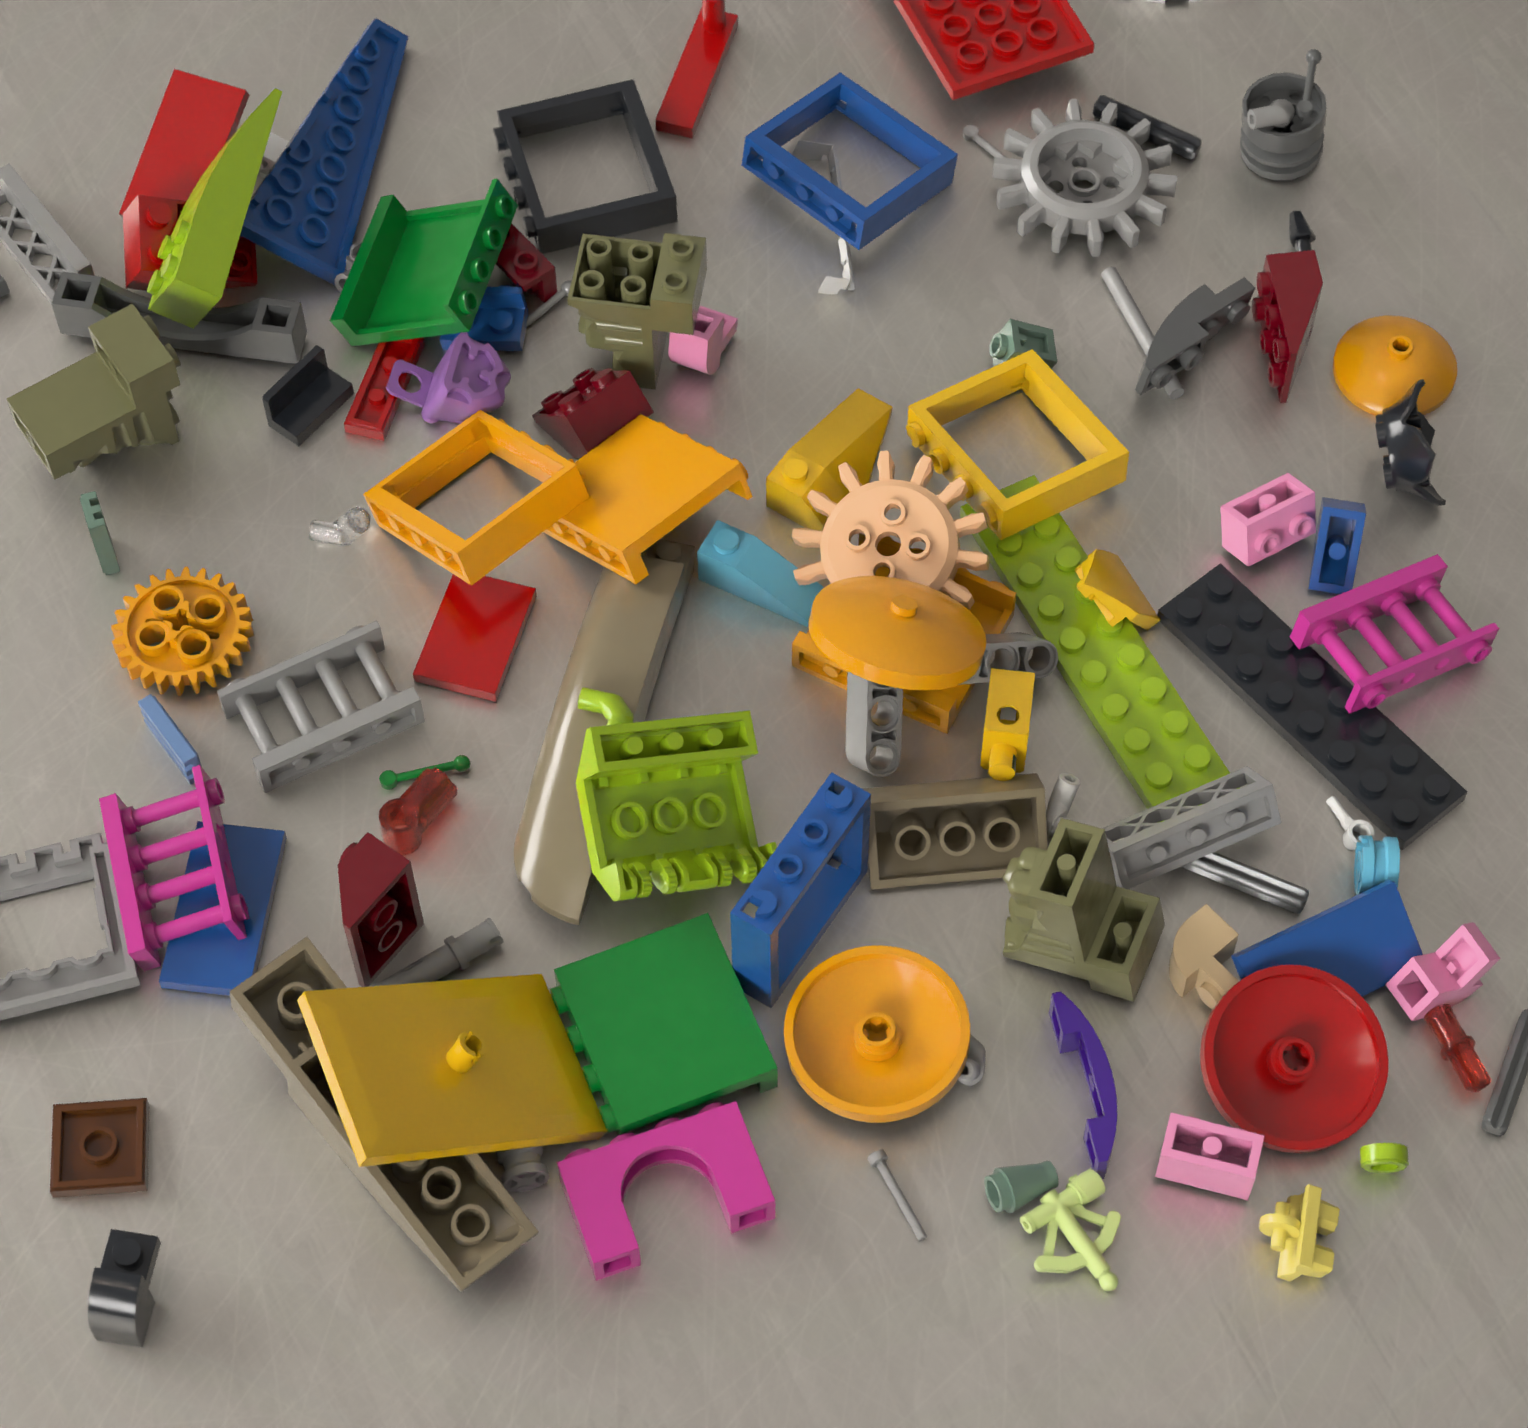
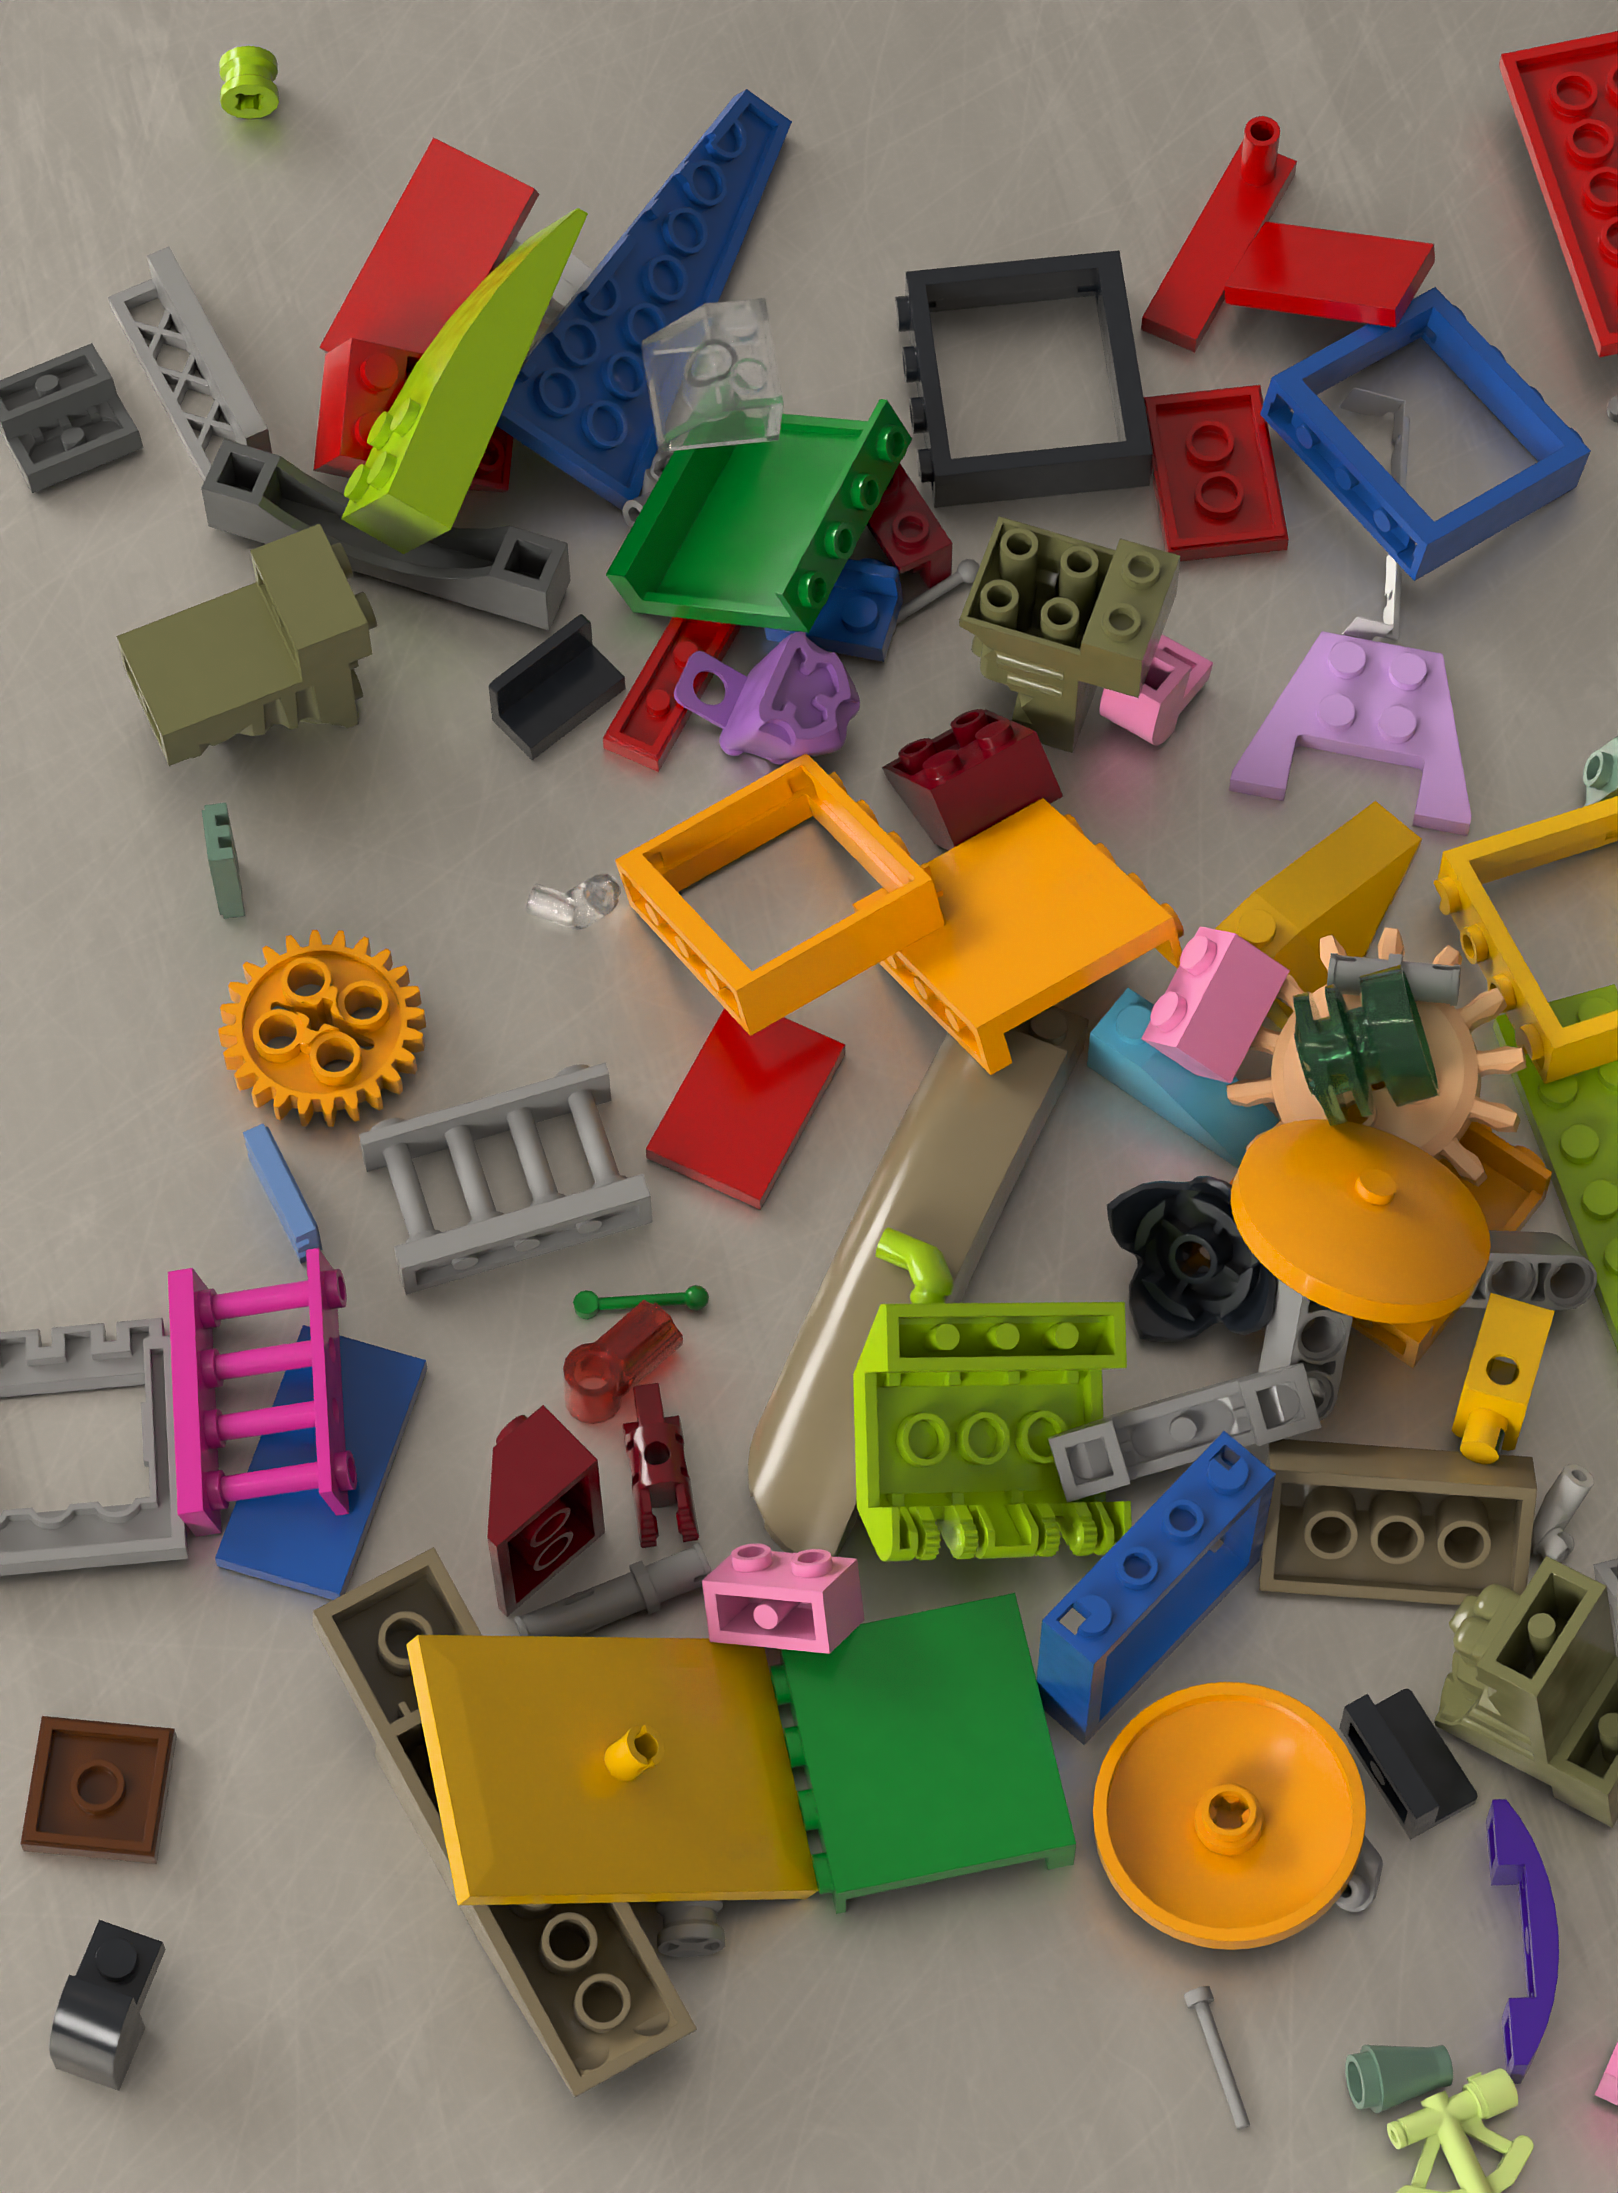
camera: 10 degrees right, 5 degrees up
(48, 61) = (248, 82): none -> lime wheel
(382, 187) = (714, 378): none -> clear slope
(453, 874) = (658, 1467): none -> dark red hinge
(552, 940) = (783, 1599): none -> bright pink brick
(709, 1142) = (961, 1933): dark pink arch -> none
(720, 205) = (1215, 474): none -> red tile
(771, 75) = (1330, 274): none -> red tile
(776, 517) = (1214, 1004): none -> bright pink brick
(779, 704) = (1174, 1286): none -> black brick
(789, 795) = (1181, 1428): none -> light grey slope
(843, 331) = (1369, 705): none -> lavender wing
(880, 521) = (1365, 1046): none -> clear green wheel
(891, 480) = (1427, 981): none -> light grey pin
(989, 981) = (1407, 1760): none -> black panel

